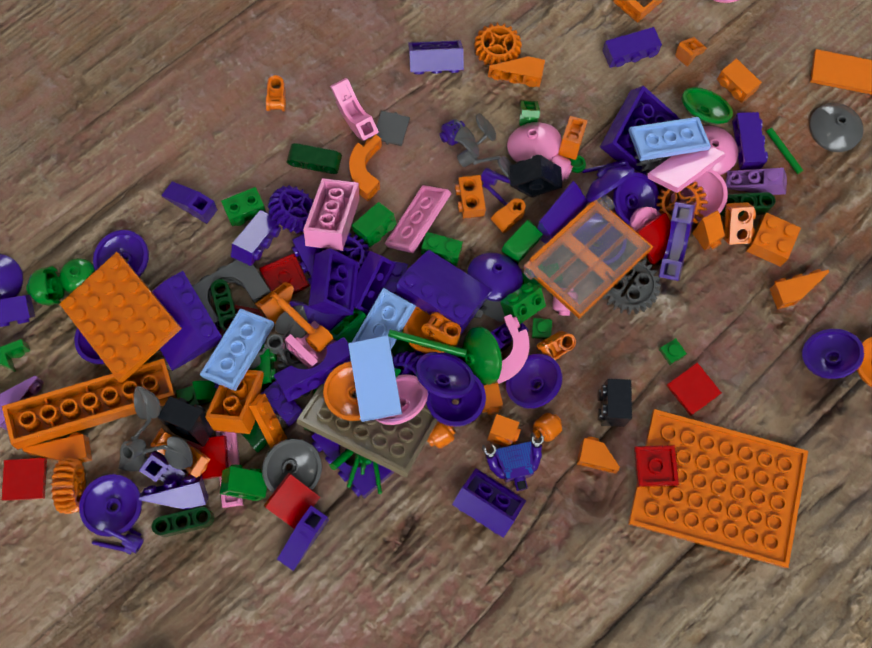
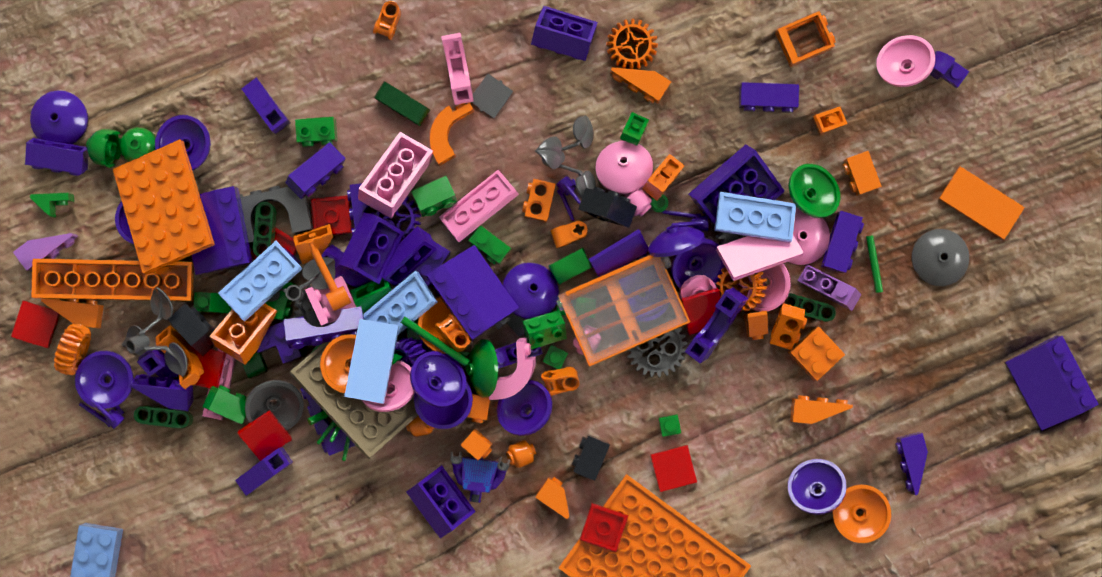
camera: 30 degrees right, 15 degrees up
(267, 420) = (266, 357): orange plate -> none
(290, 208) = (351, 147): dark purple gear -> none
(449, 131) = (549, 124): dark purple head -> none

